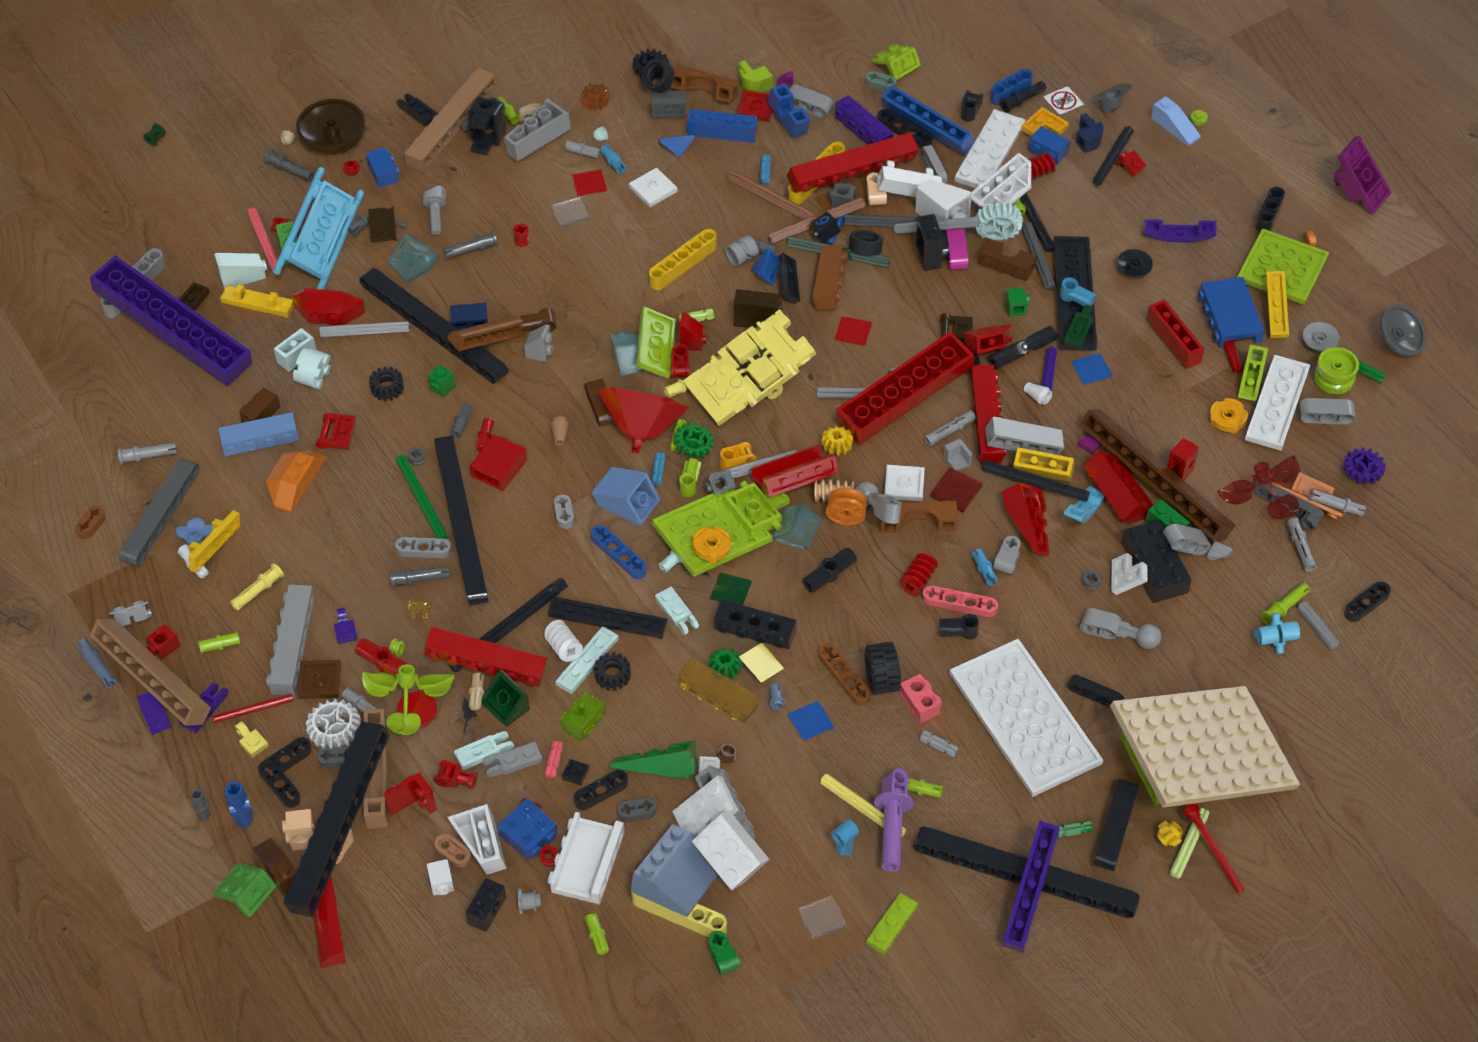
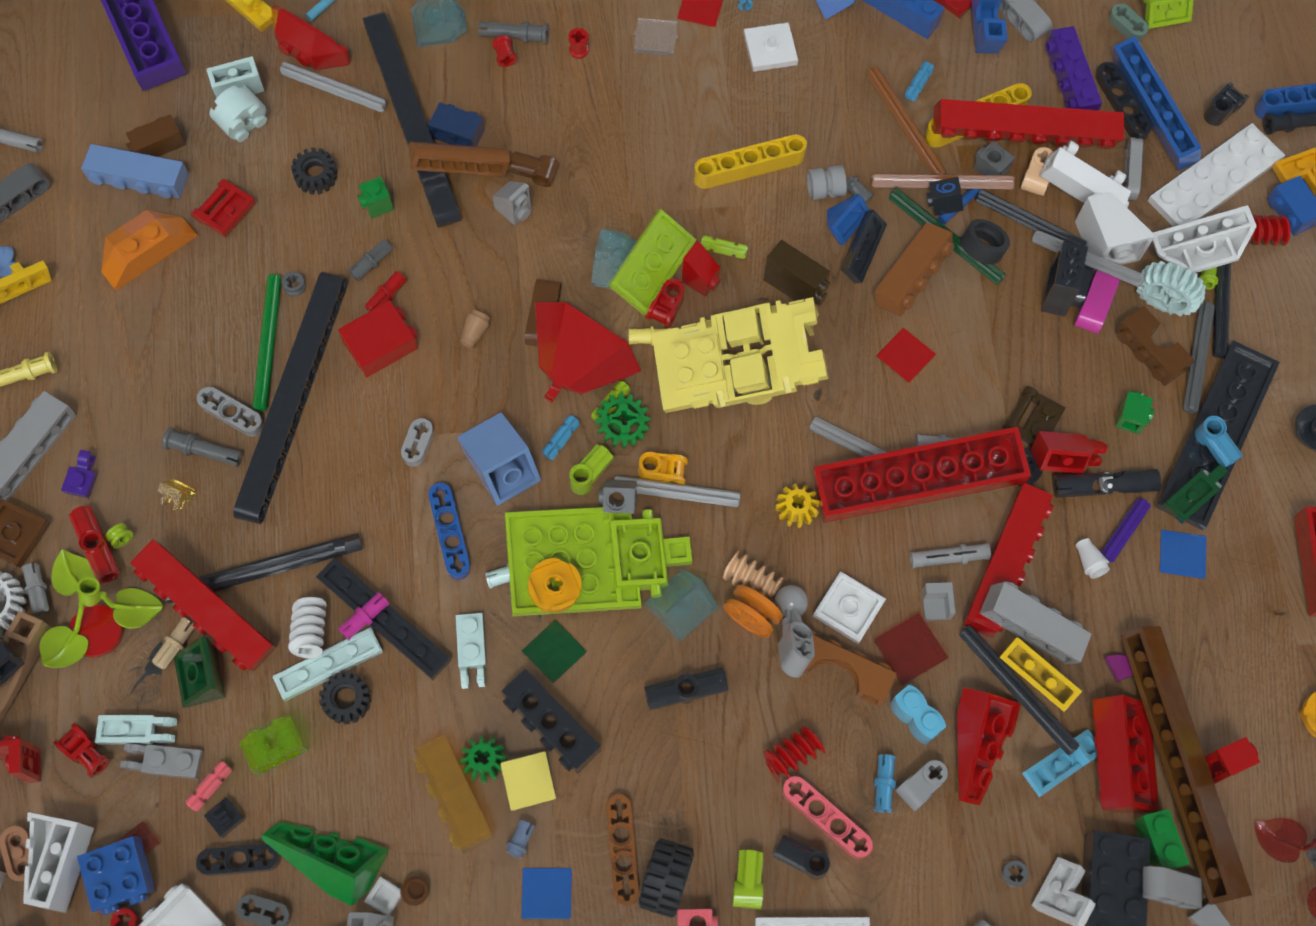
camera: 25 degrees right, 15 degrees up
(472, 260) = (503, 48): none -> red bush
(596, 617) = (363, 616): none -> dark pink pin
(793, 471) = (716, 528): red panel -> none
(934, 657) = (748, 887): none -> lime piece
(982, 520) = (913, 710): none -> medium azure brick

